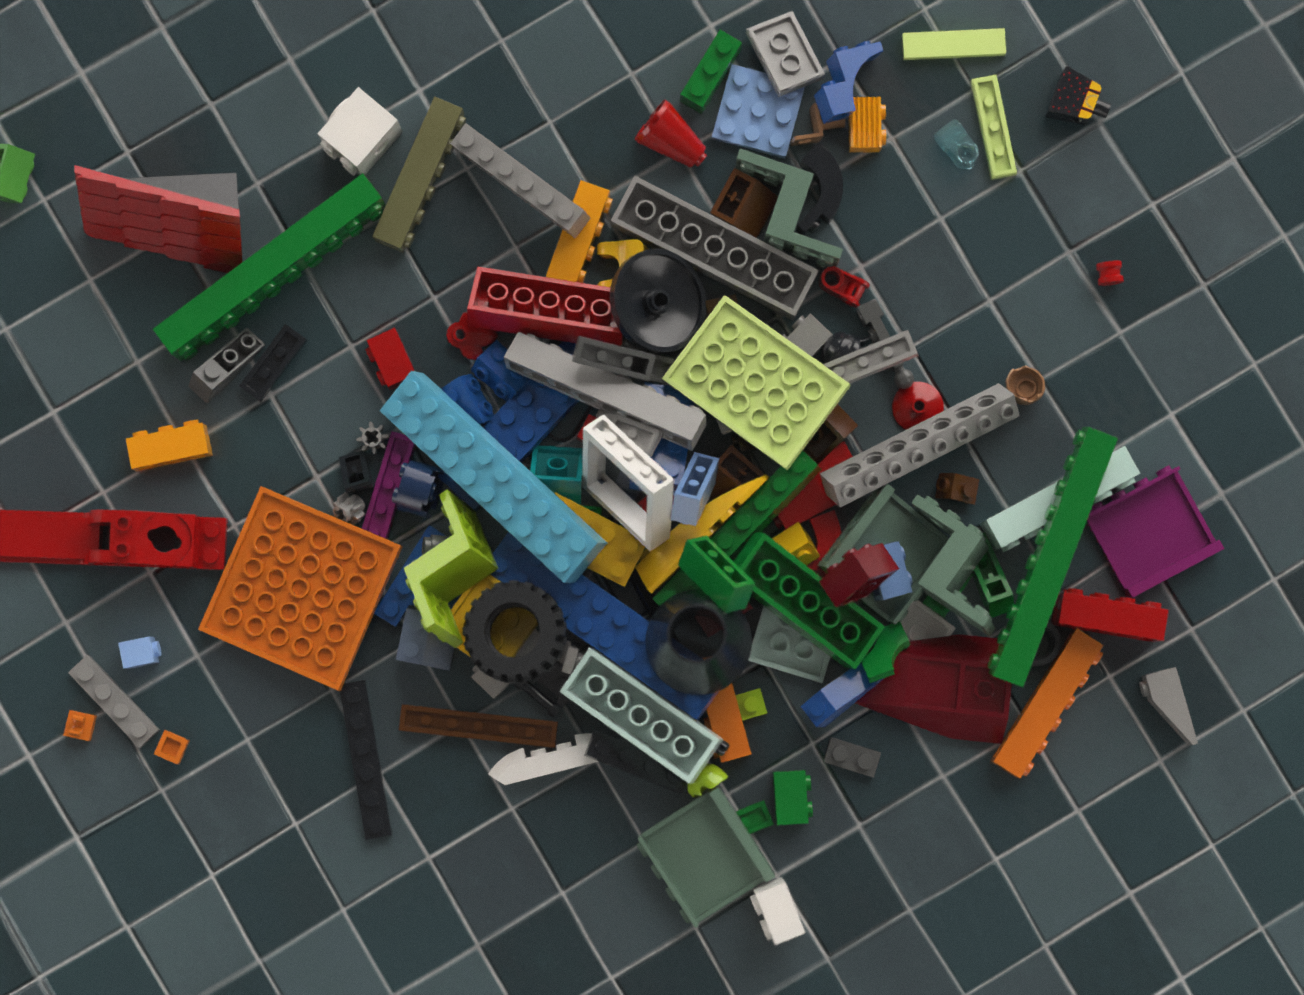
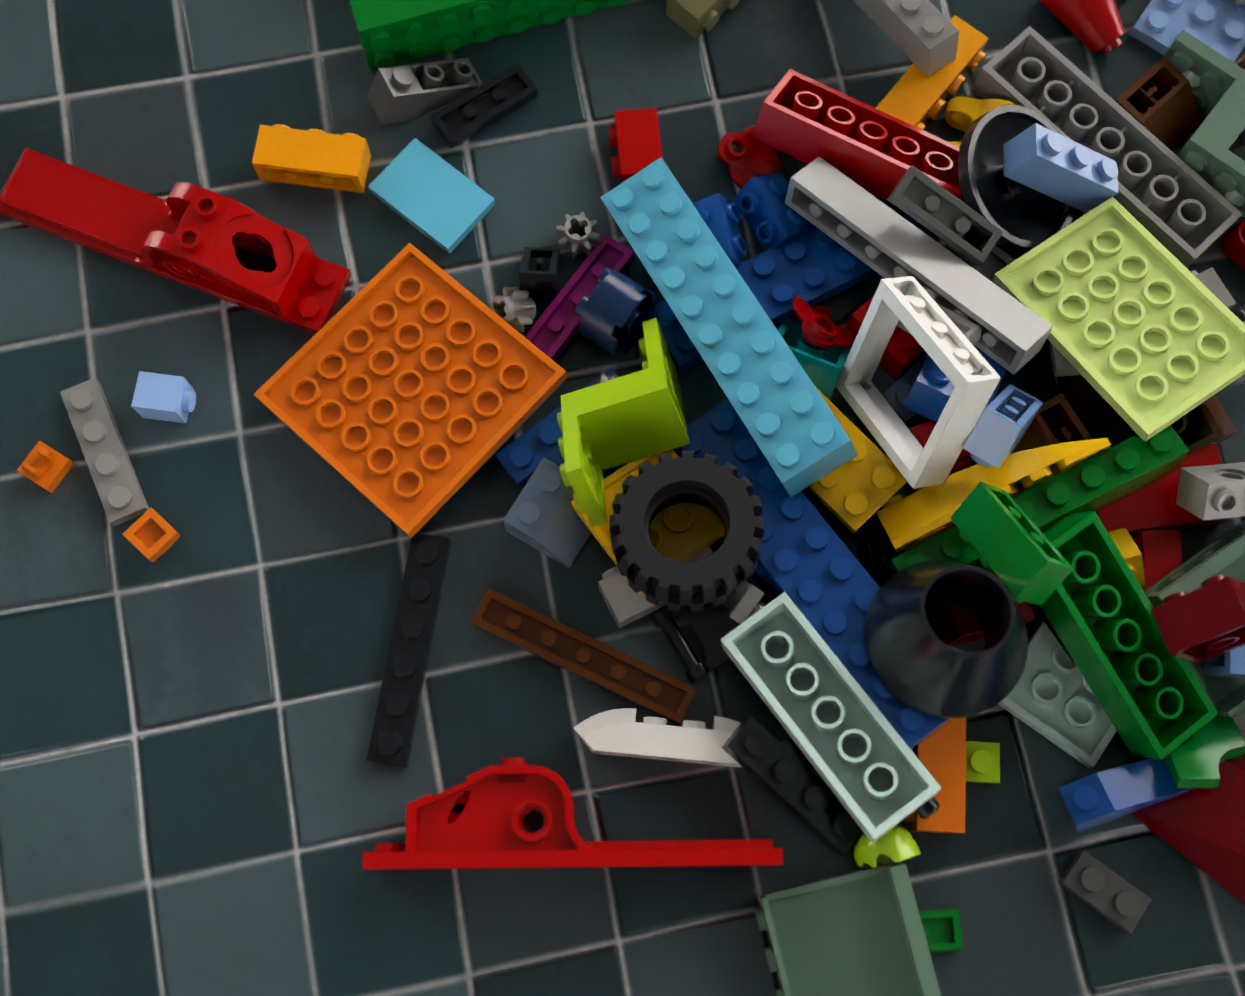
camera: 15 degrees right, 10 degrees down
(261, 442) = (432, 195): none -> medium azure tile
(462, 857) = (493, 832): none -> red piece
(558, 449) = (818, 326): none -> red plate
(682, 289) = (1060, 168): none -> medium blue brick
(791, 797) = (1002, 918): green brick -> none

